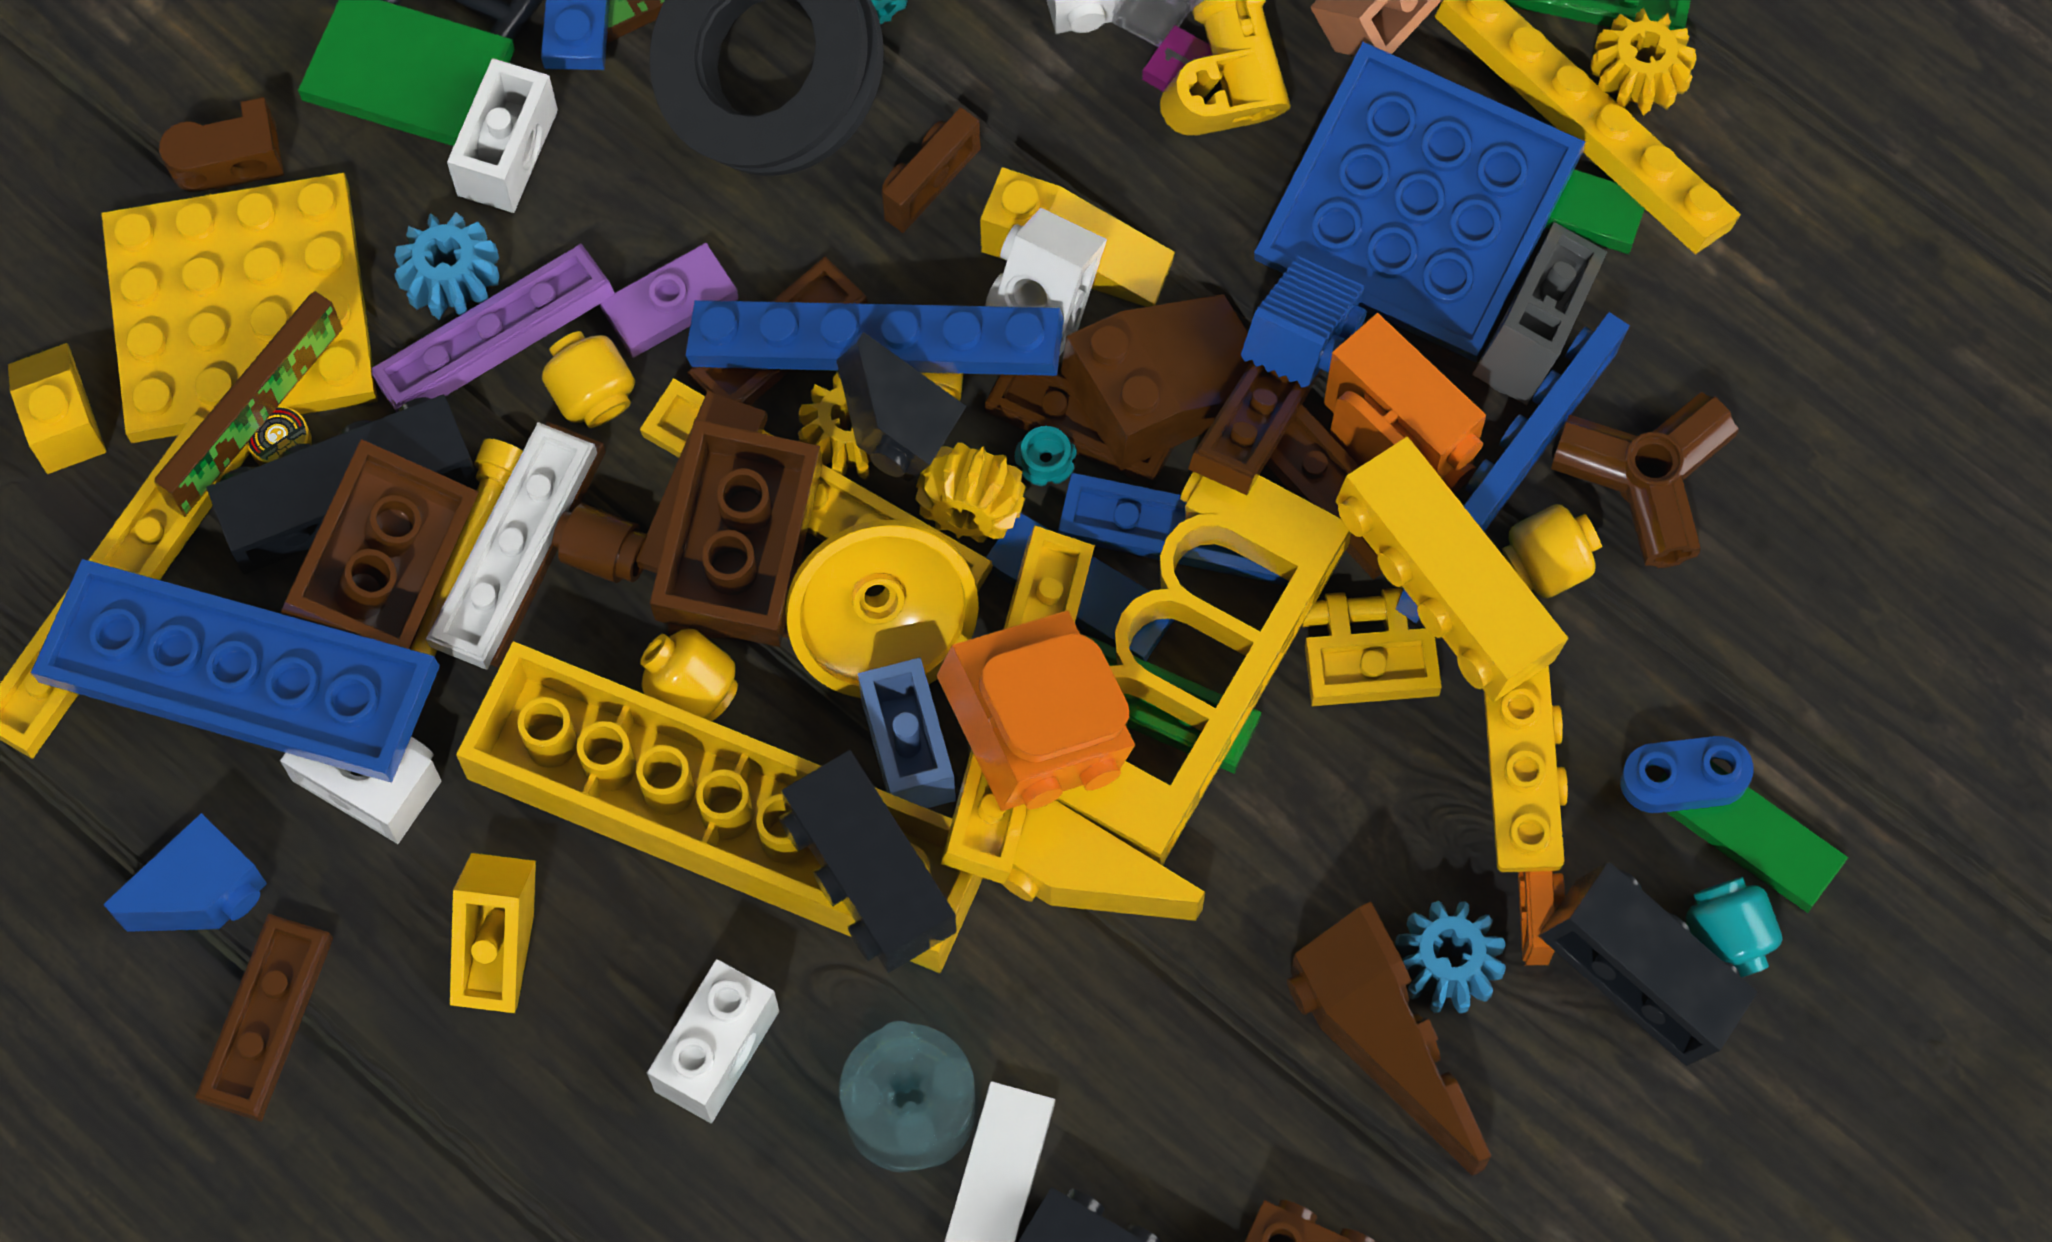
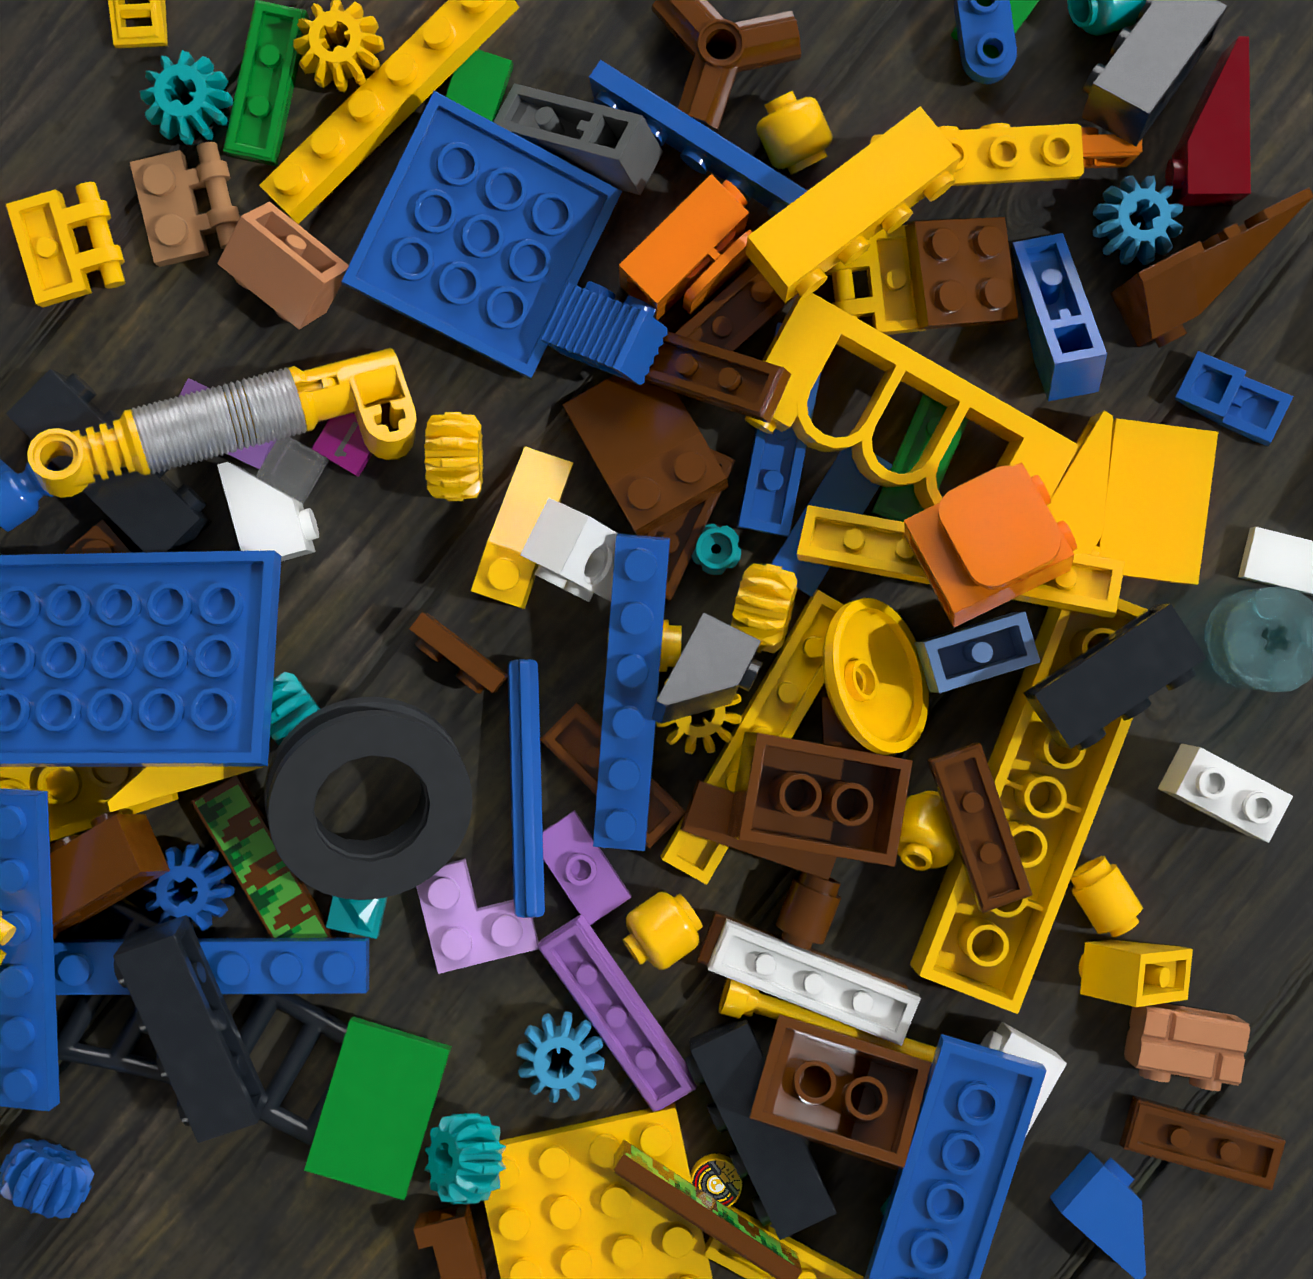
camera: 95 degrees left, 20 degrees up
(339, 154) = (465, 1158): none -> teal gear
(395, 988) = (1188, 1044): none -> nougat brick
(502, 135) = (442, 1020): white brick -> none
(590, 895) = (1105, 897): none -> yellow brick
(607, 167) = (463, 932): none -> lavender plate
(630, 63) = (357, 916): none -> teal tile
(690, 710) = (980, 827): none -> reddish brown tile
(768, 235) = (526, 788): none -> blue axle
(1090, 978) = (1158, 499): none -> yellow tile
(1160, 162) = (453, 456): none -> yellow gear
(1221, 1080) = (1232, 399): none -> blue slope
(1324, 854) = (1058, 318): none -> blue slope
(1381, 741) = (961, 272): none -> reddish brown plate
(1550, 1054) = (1214, 150): none -> dark red slope

